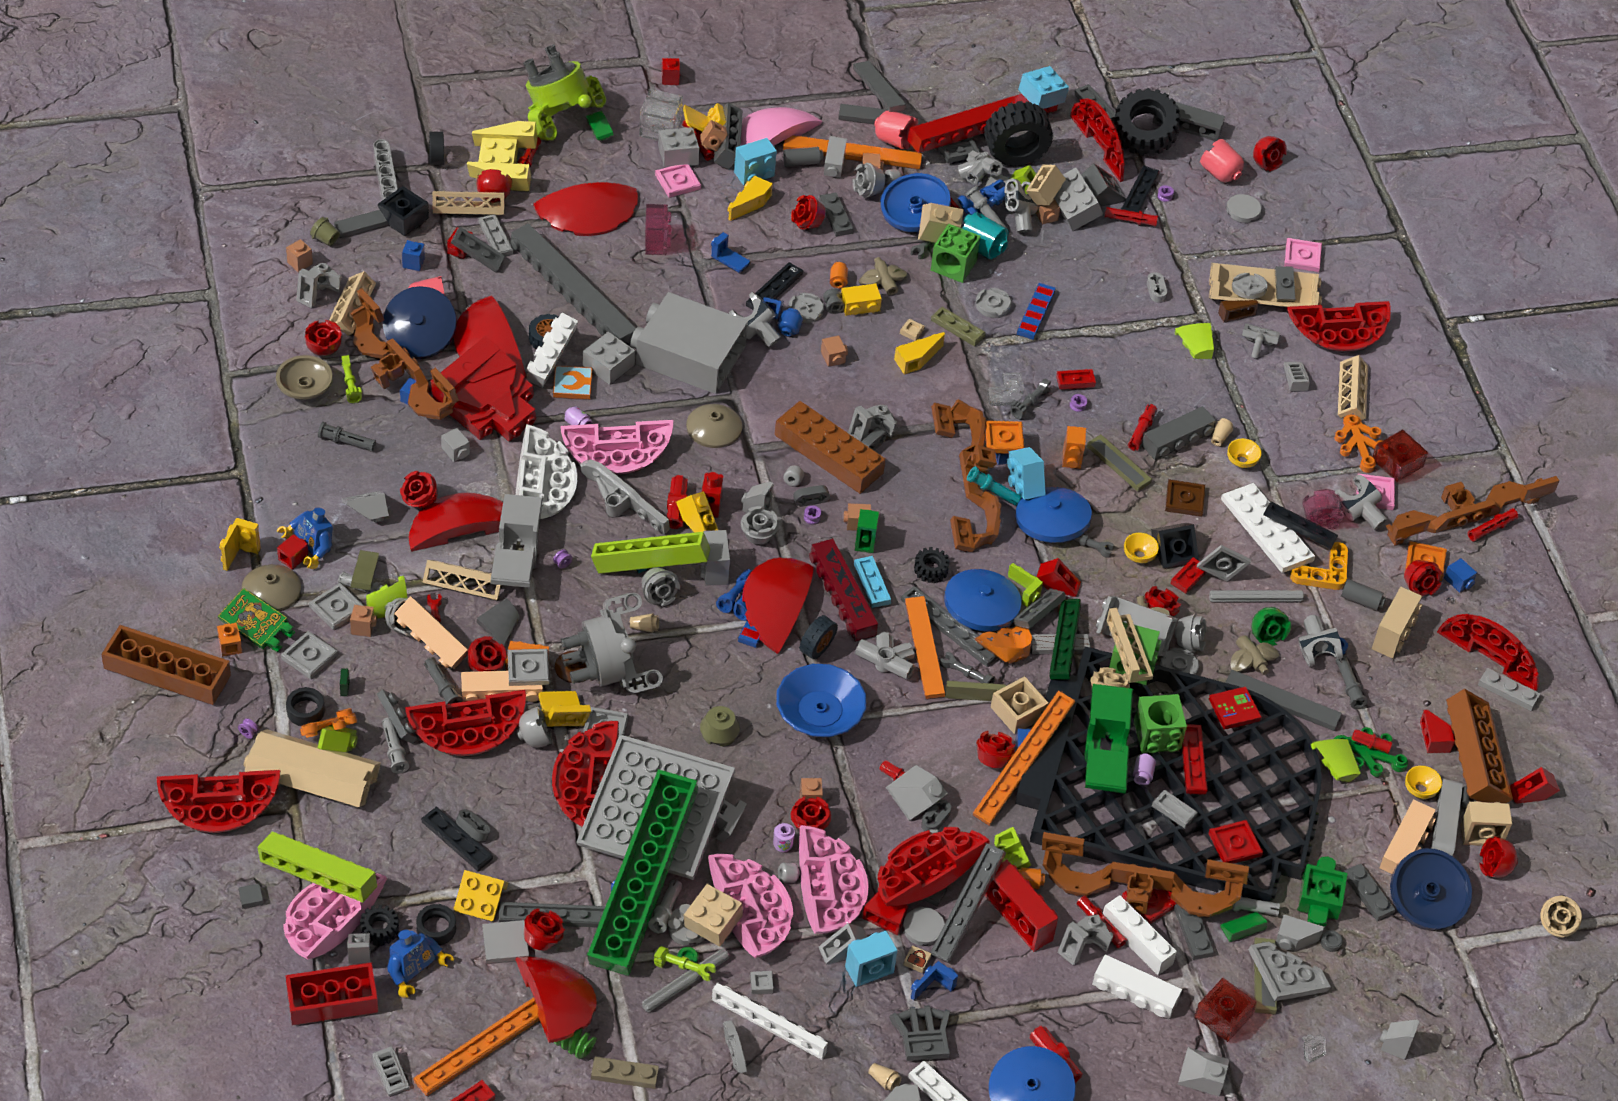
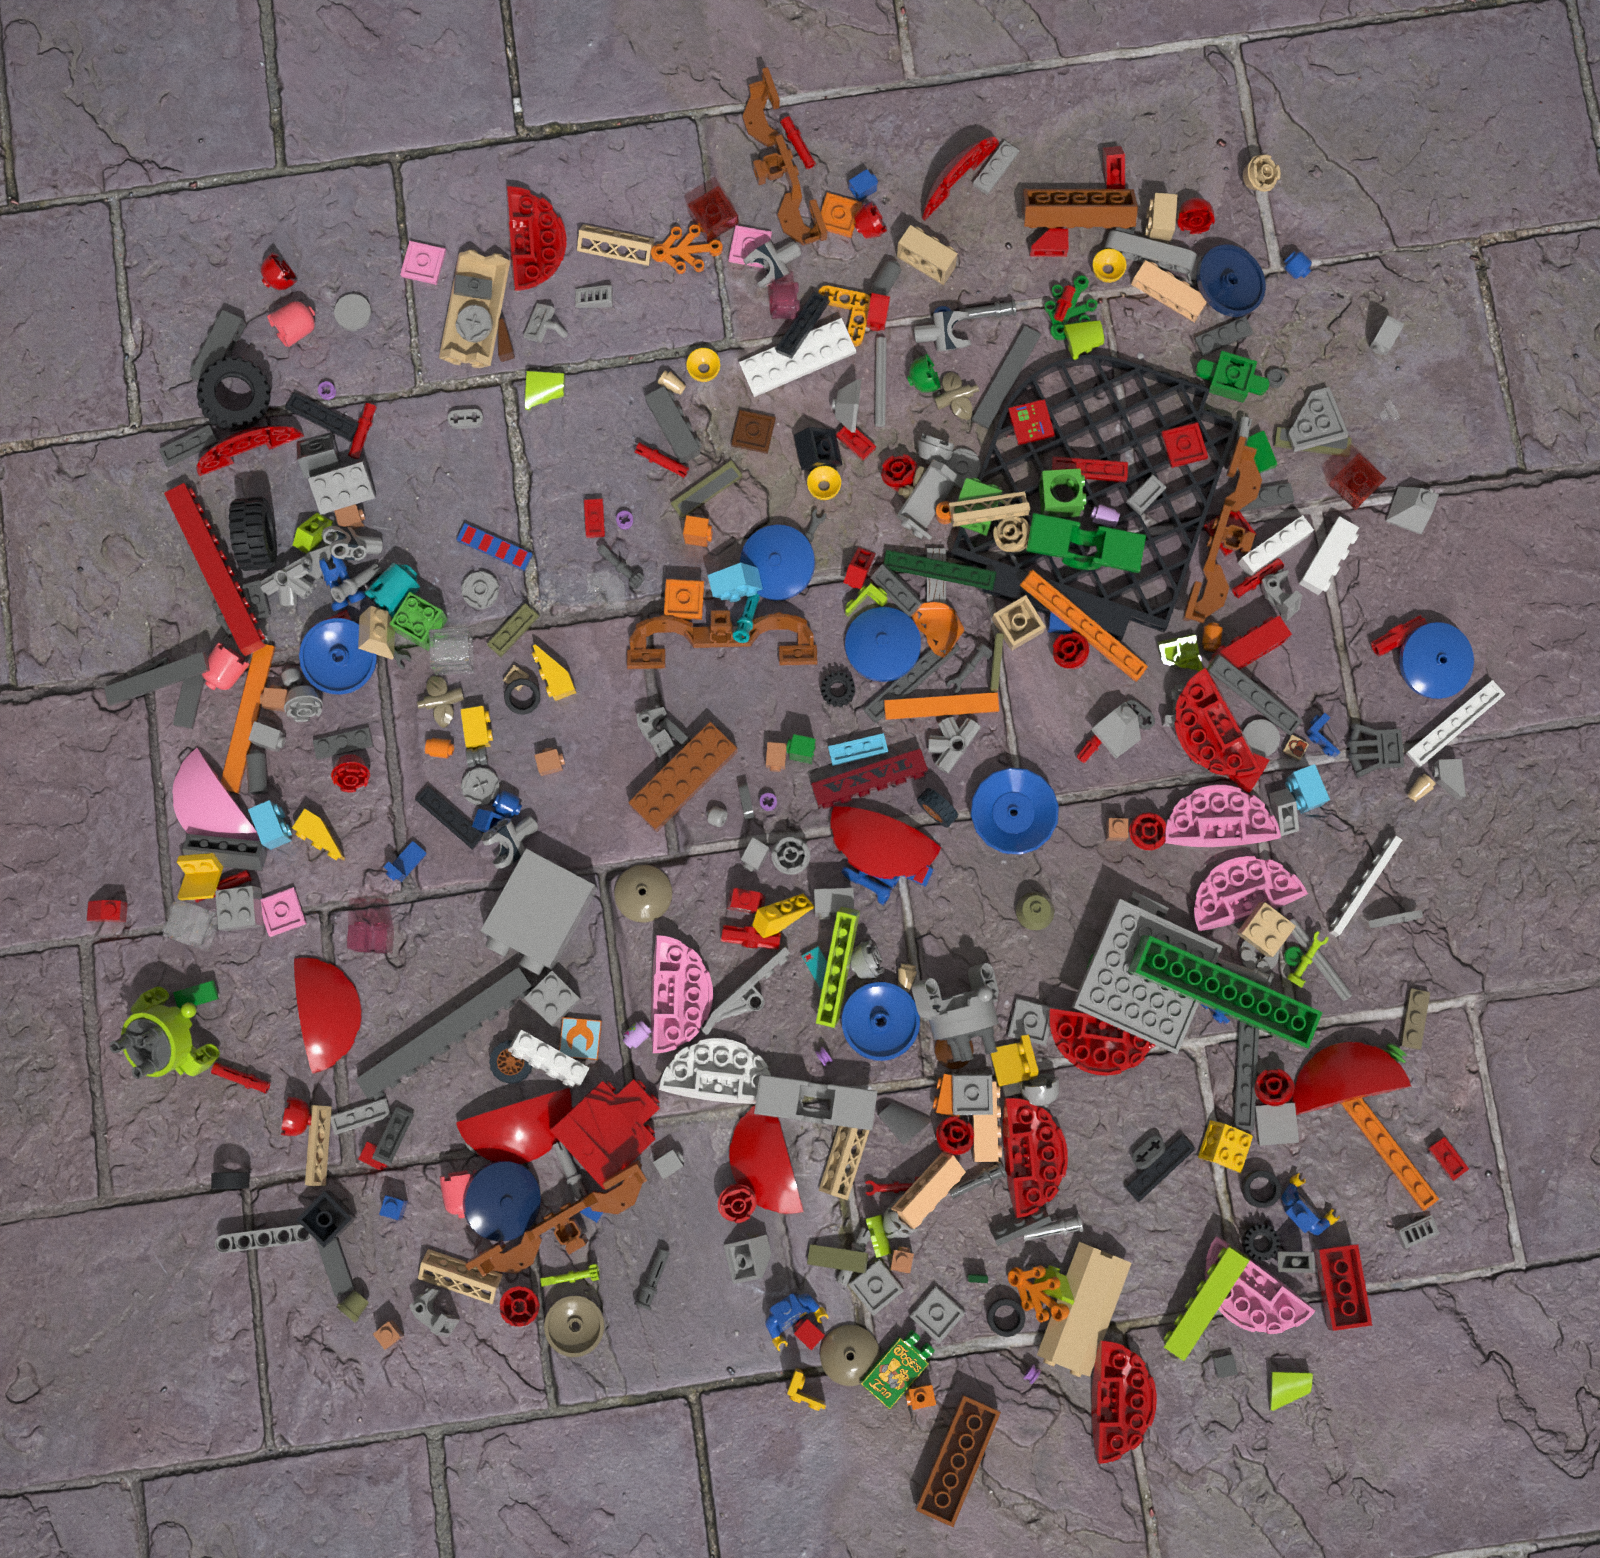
camera: 80 degrees left, 30 degrees up
(226, 950) = (1288, 1387): none -> lime slope
(500, 151) = (245, 1109): light yellow wedge -> none
(588, 589) = (883, 1002): none -> blue dish
(713, 135) = (232, 868): nougat brick -> none
(761, 982) = (1320, 890): light grey tile -> none
(783, 837) = (1164, 862): lavender brick -> none
(788, 872) = (1202, 857): light grey piece -> none
(890, 318) = (536, 698): none -> black tyre
(930, 274) = (451, 651): none -> clear brick
(1043, 87) = (178, 498): medium azure brick -> none
(1045, 184) = (335, 513): tan brick -> none
(1297, 933) = (1273, 408): light grey slope -> none
(1327, 585) = (878, 312): none -> red slope
(1464, 956) = (1298, 265): none -> blue head

